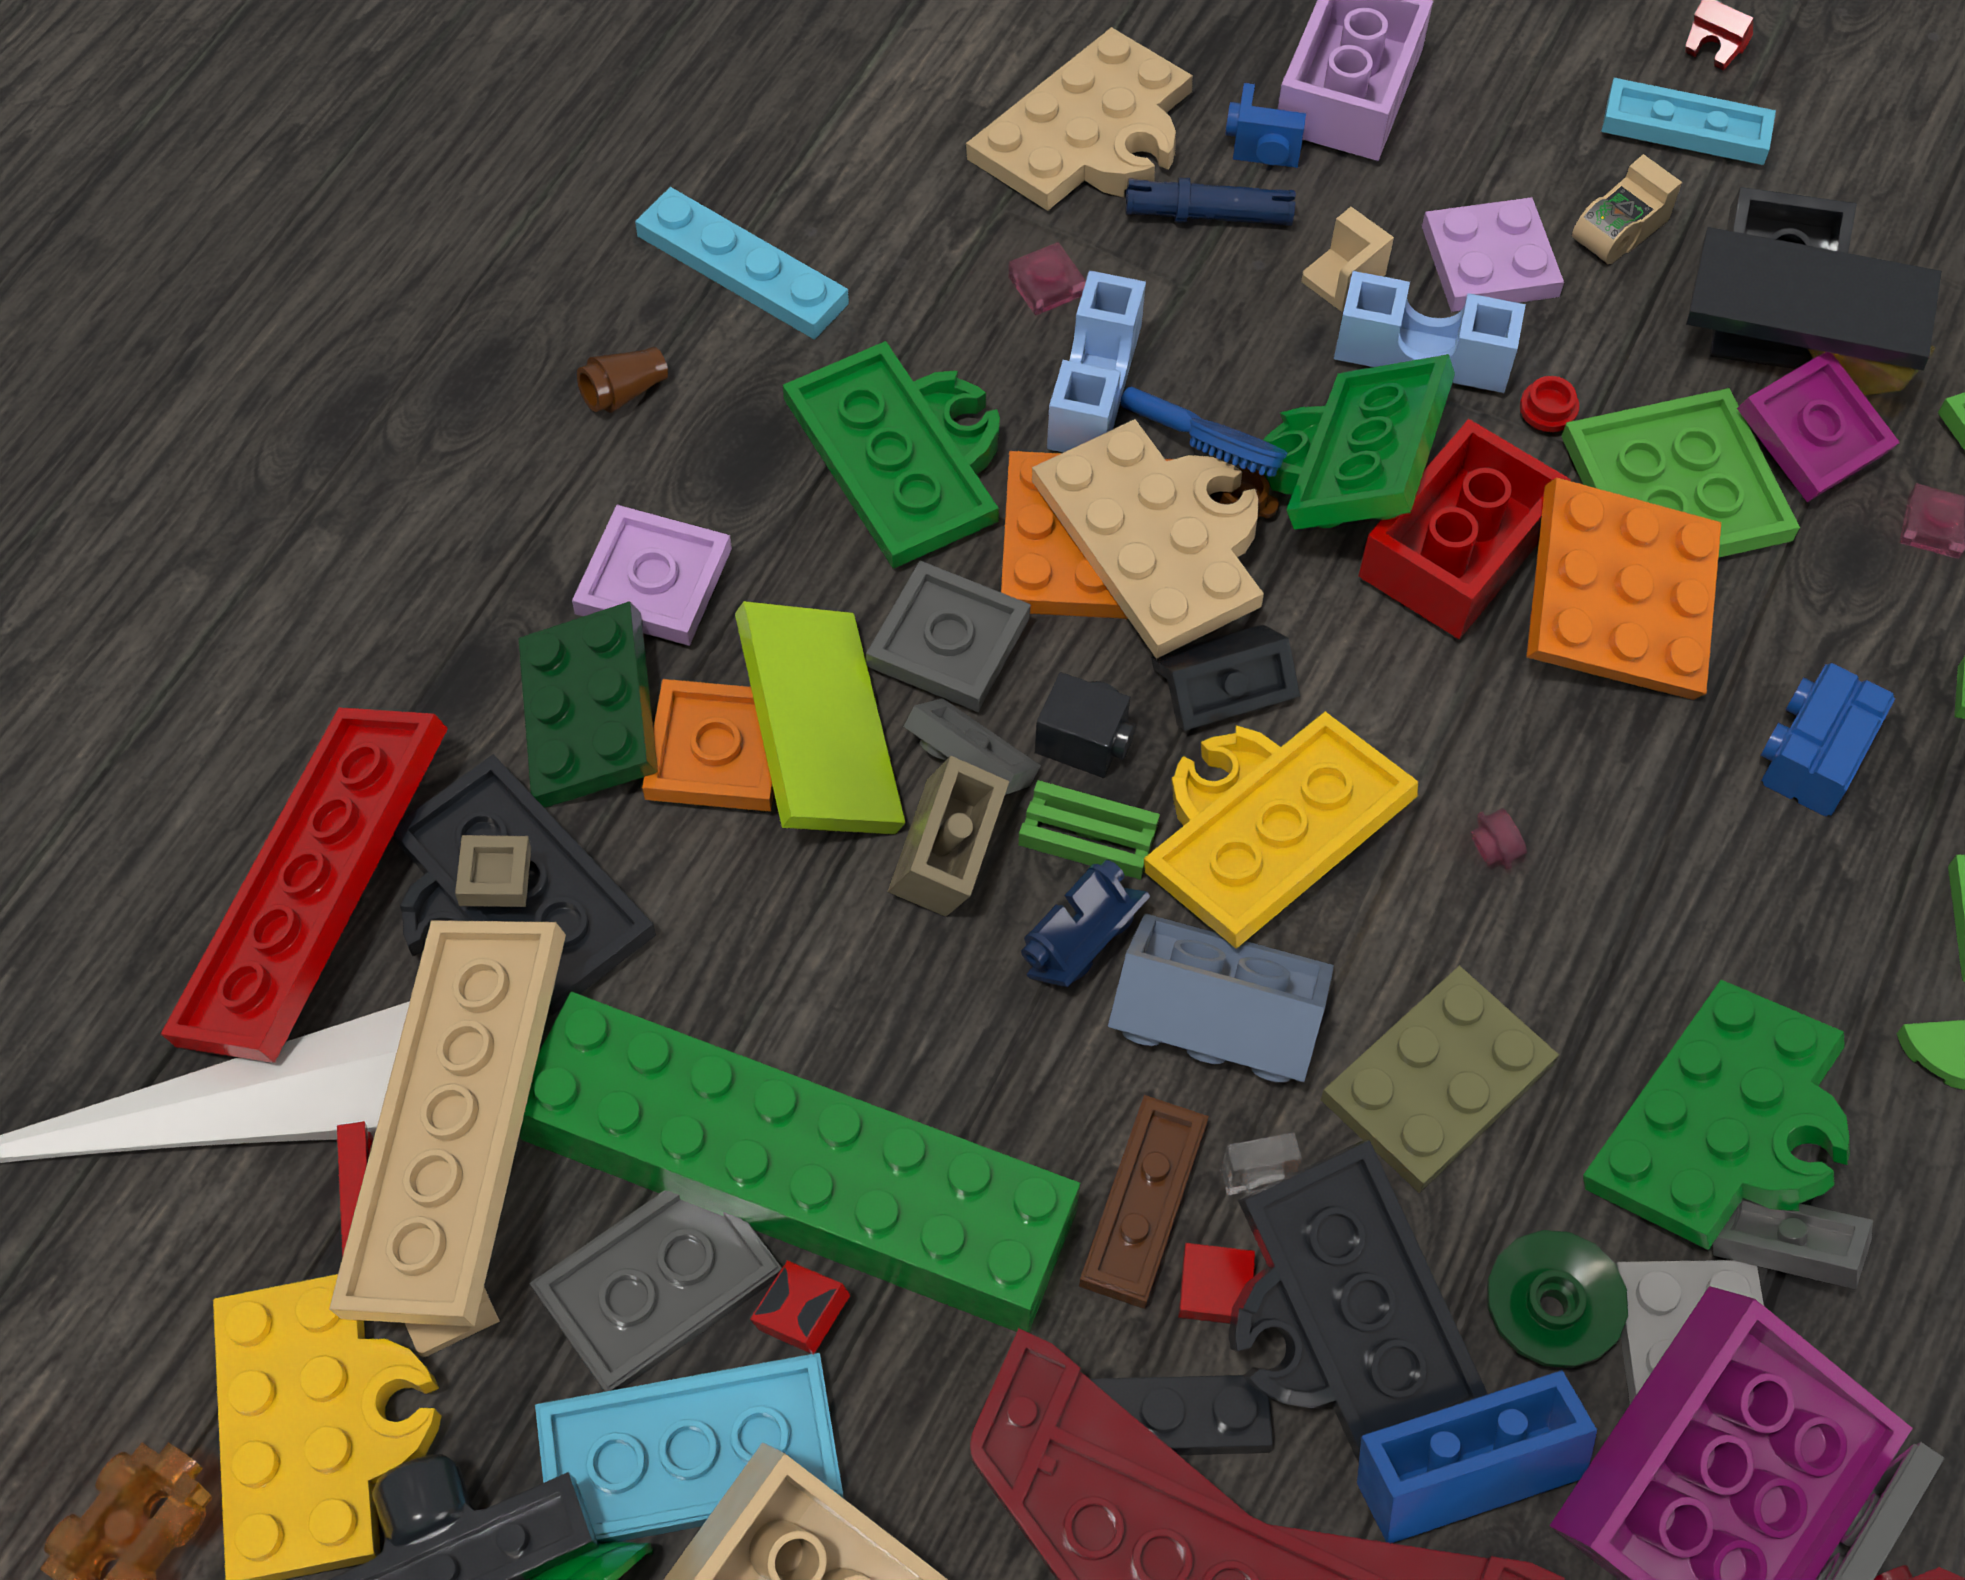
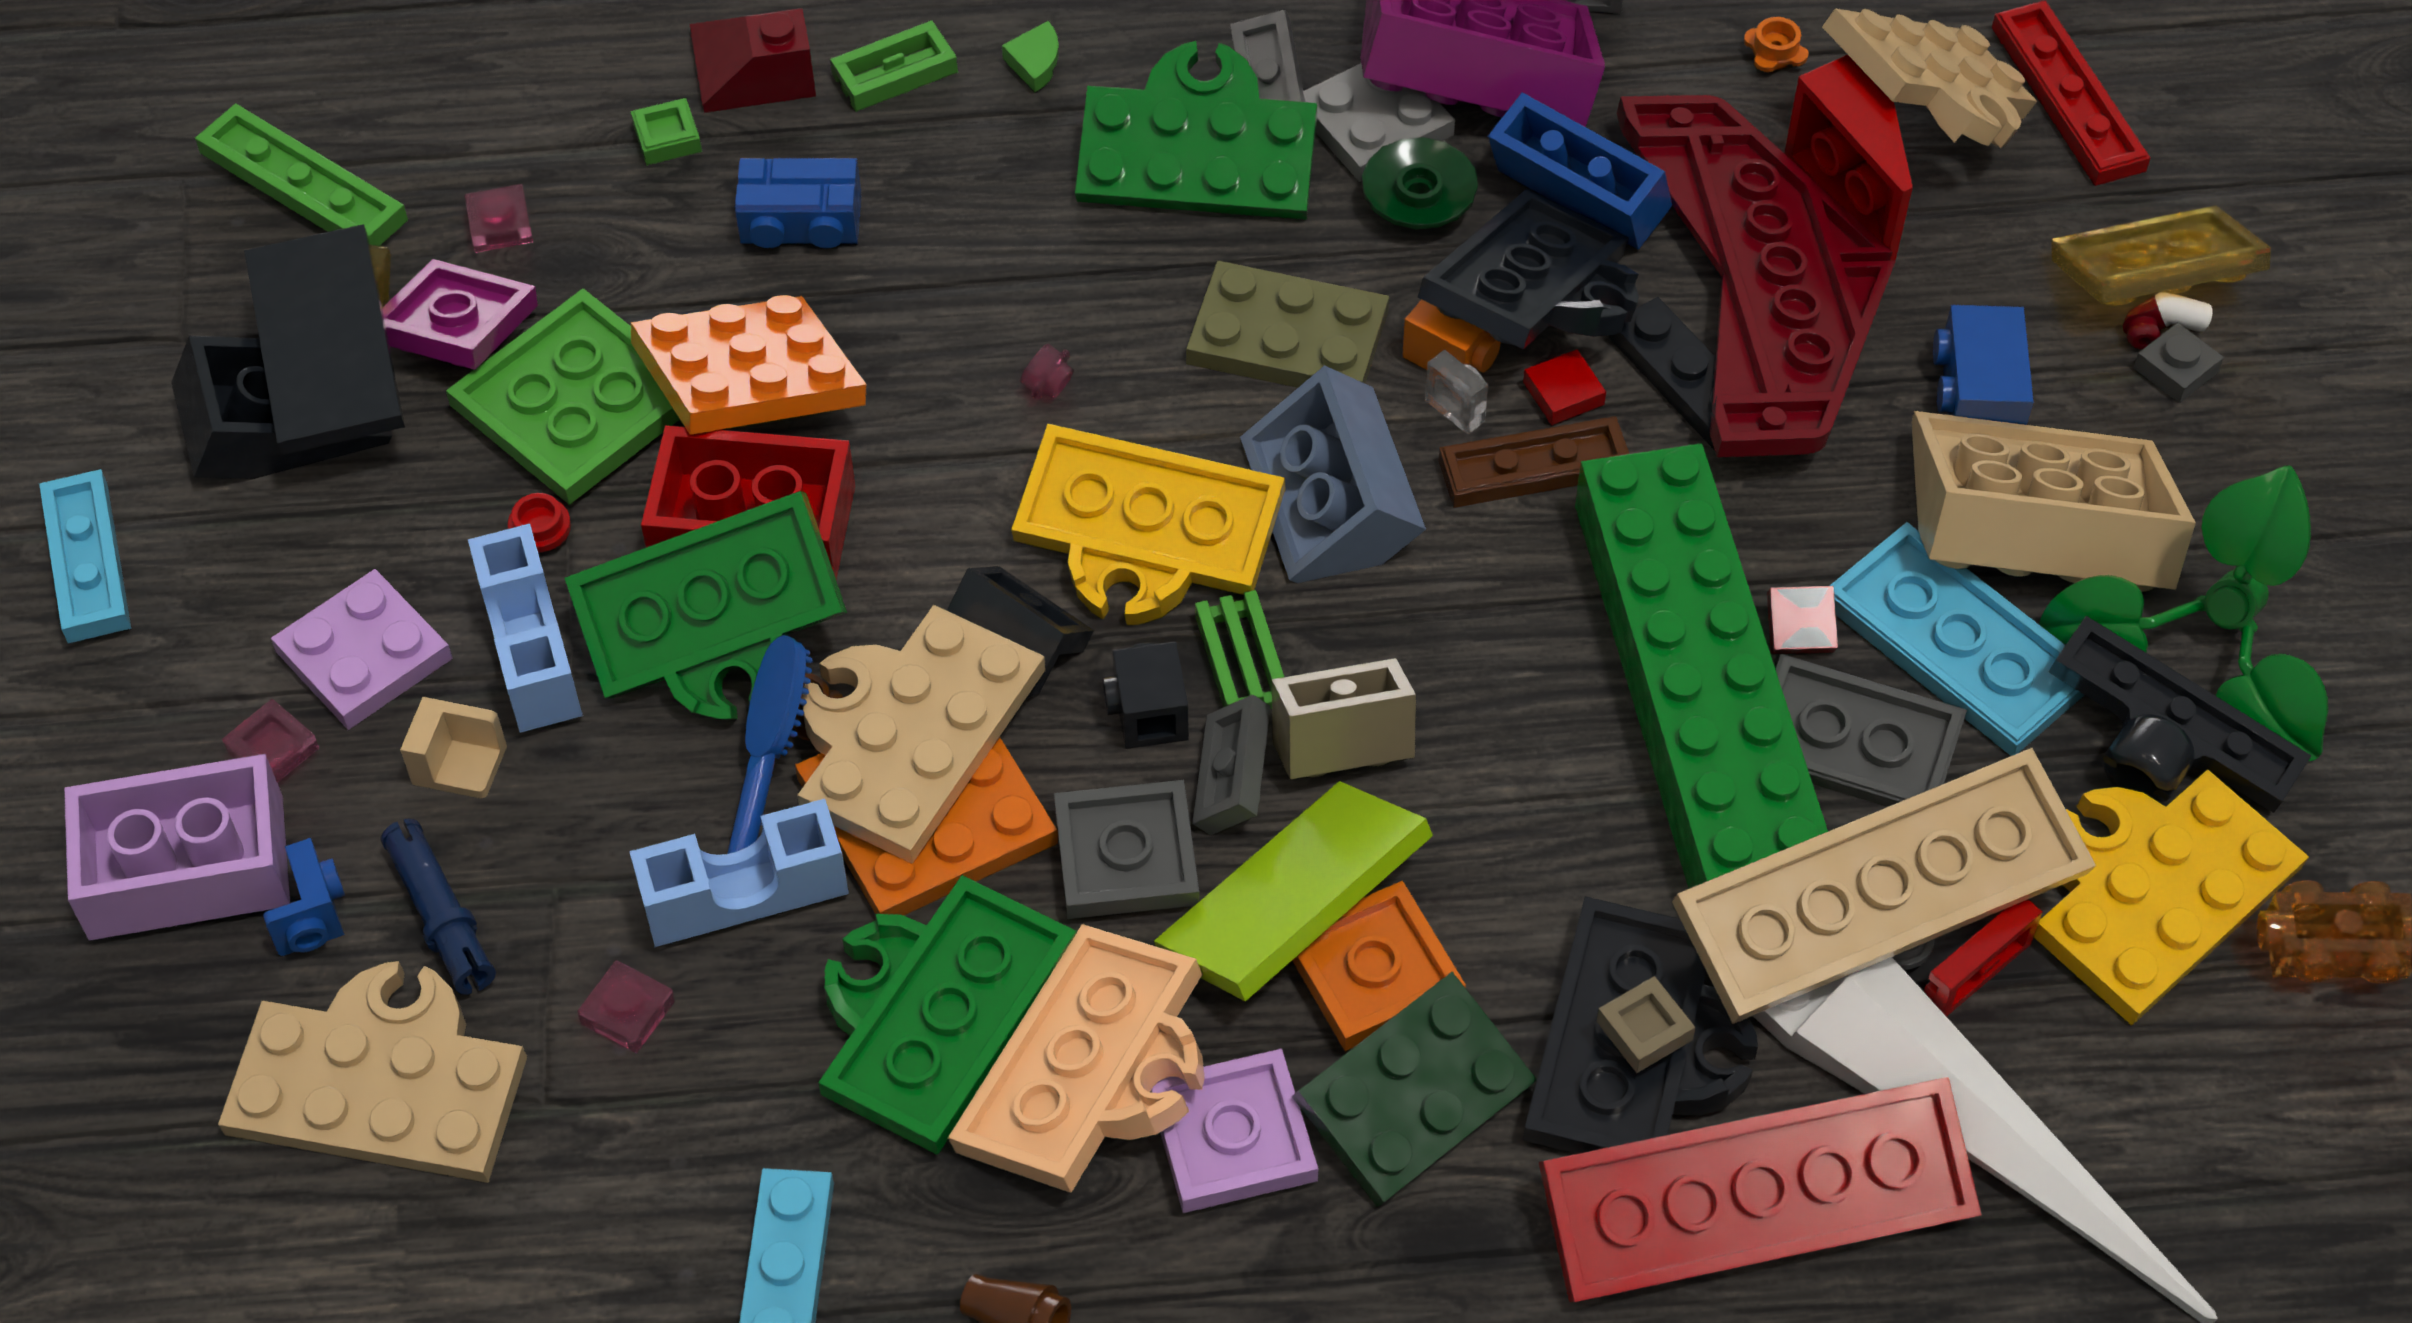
camera: 120 degrees left, 5 degrees down
(775, 507) = (1087, 1061): none -> light nougat plate
(1065, 946) = (1345, 596): dark blue hinge -> none
(1427, 162) = (272, 733): none -> clear pink plate
(1628, 211) = (249, 554): tan leg -> none

